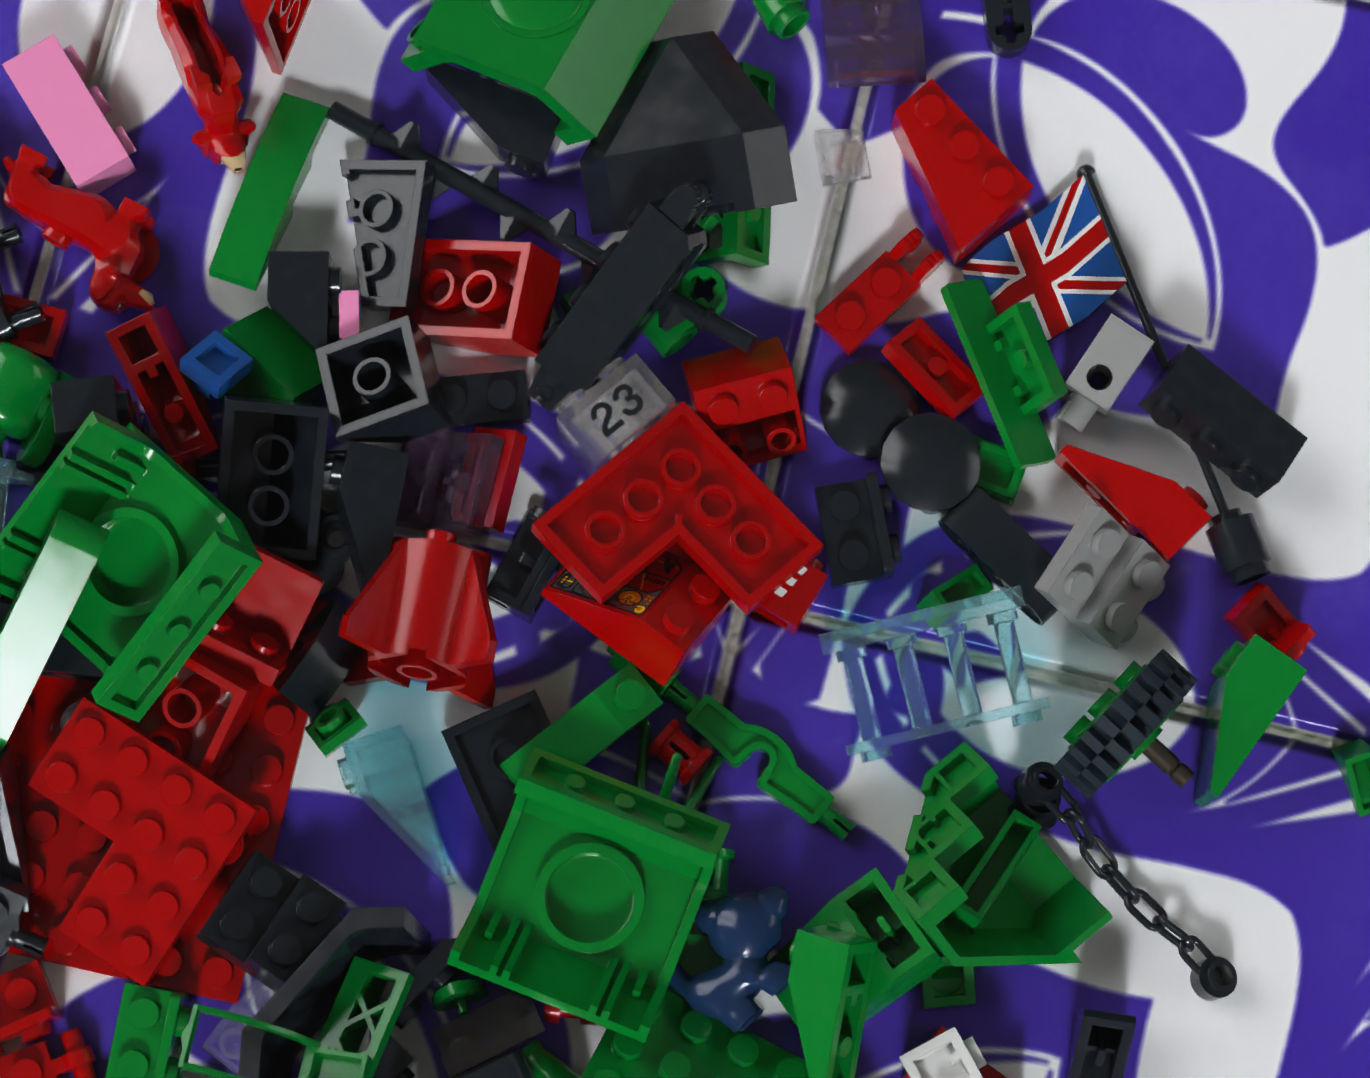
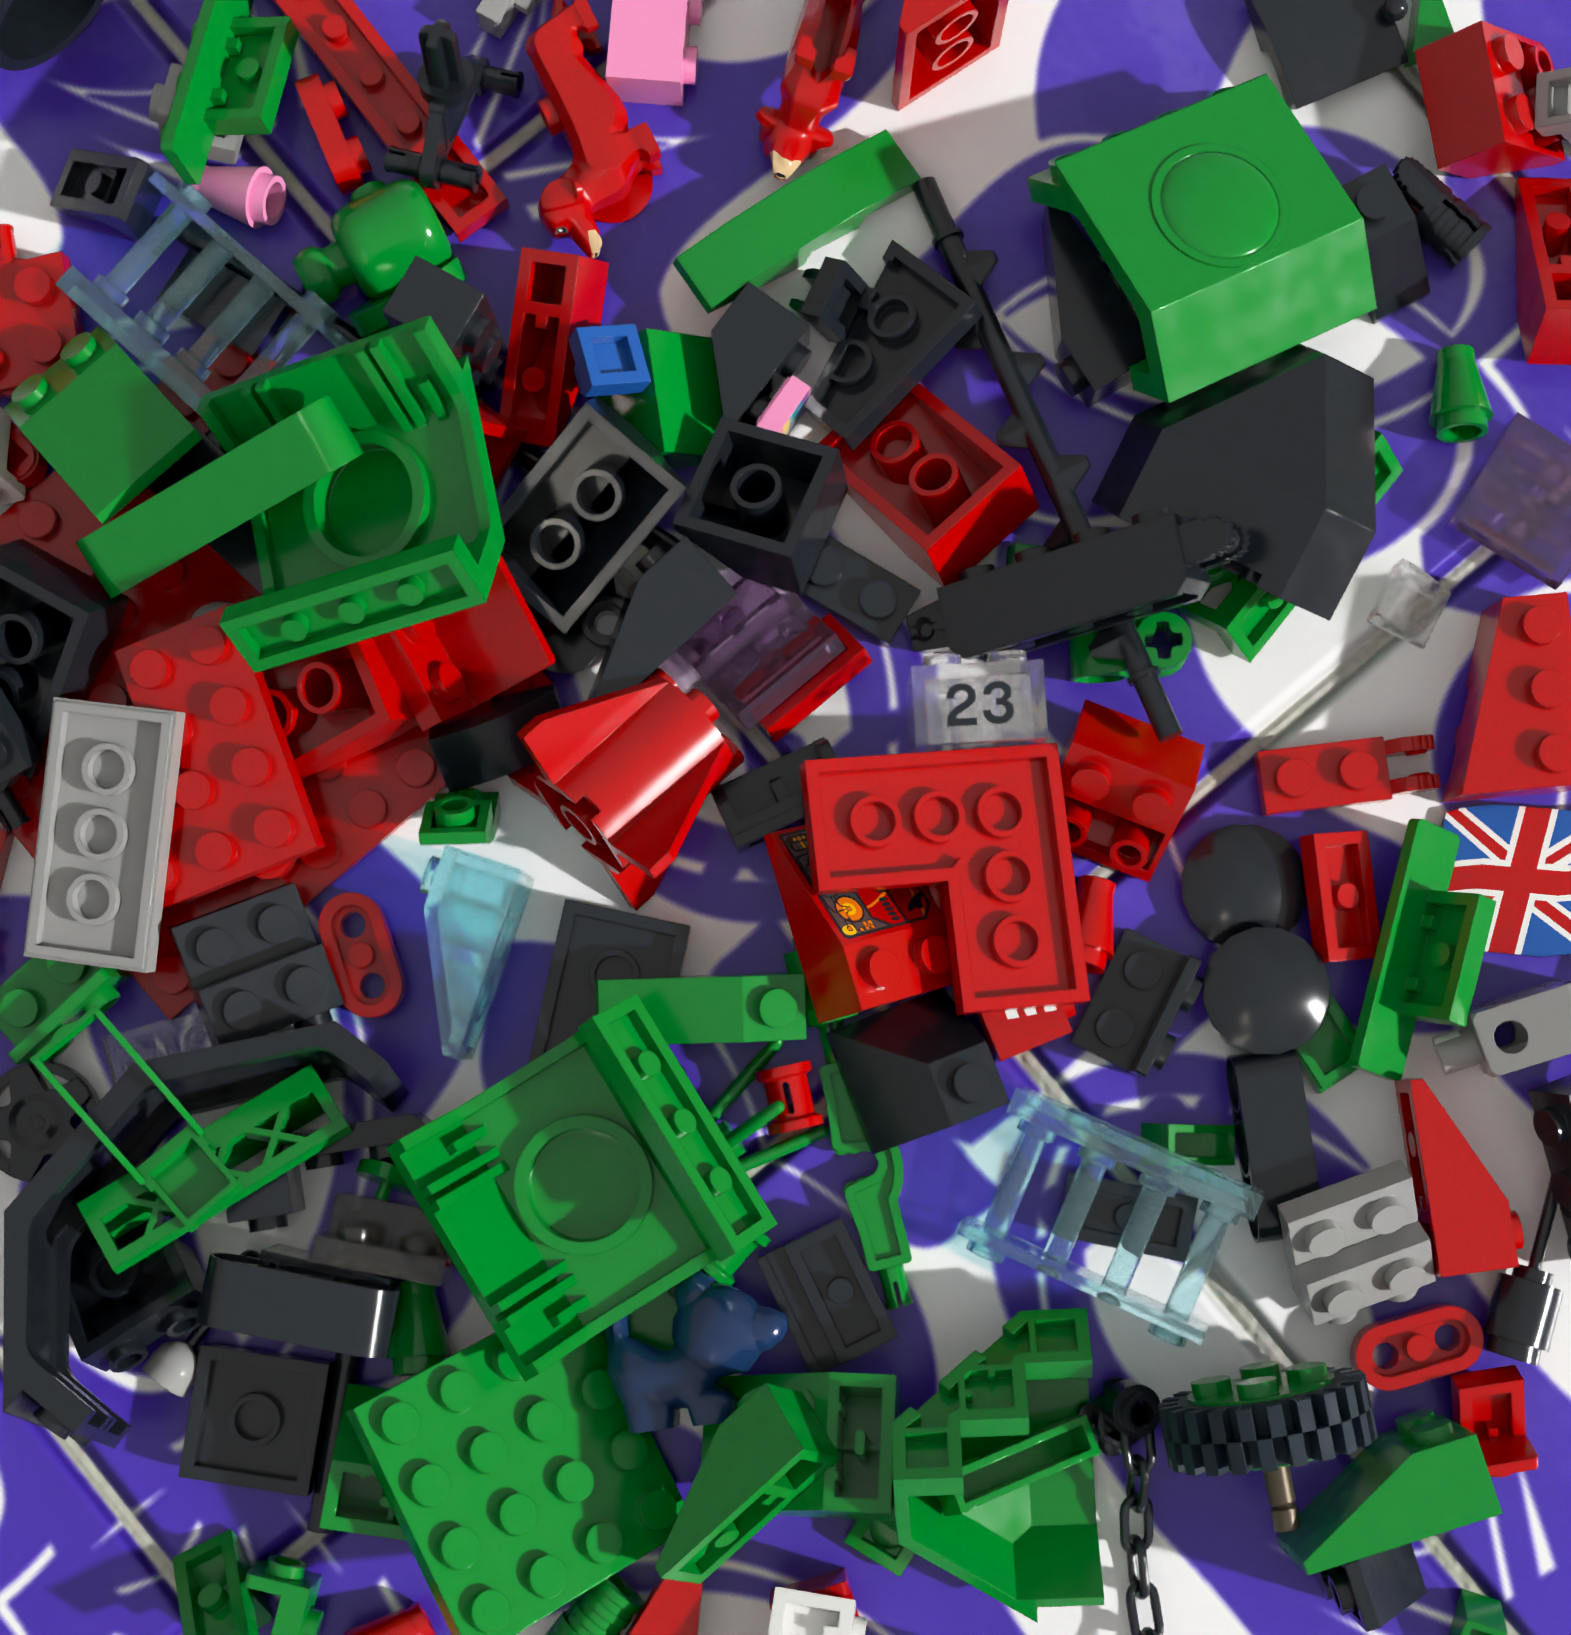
camera: 40 degrees right, 5 degrees up
(109, 905) = (104, 834): none -> light grey tile
(329, 225) = (832, 299): none -> black tile
(335, 866) = (359, 957): none -> red plate
(747, 674) = (915, 1070): none -> black slope
(789, 491) = (1096, 914): none -> red cone
(797, 857) = (827, 1297): none -> black plate
(936, 669) = (1113, 1209): none -> black plate
(1188, 617) = (1414, 1347): none -> red plate
(1264, 776) = (1374, 1586): none -> black slope

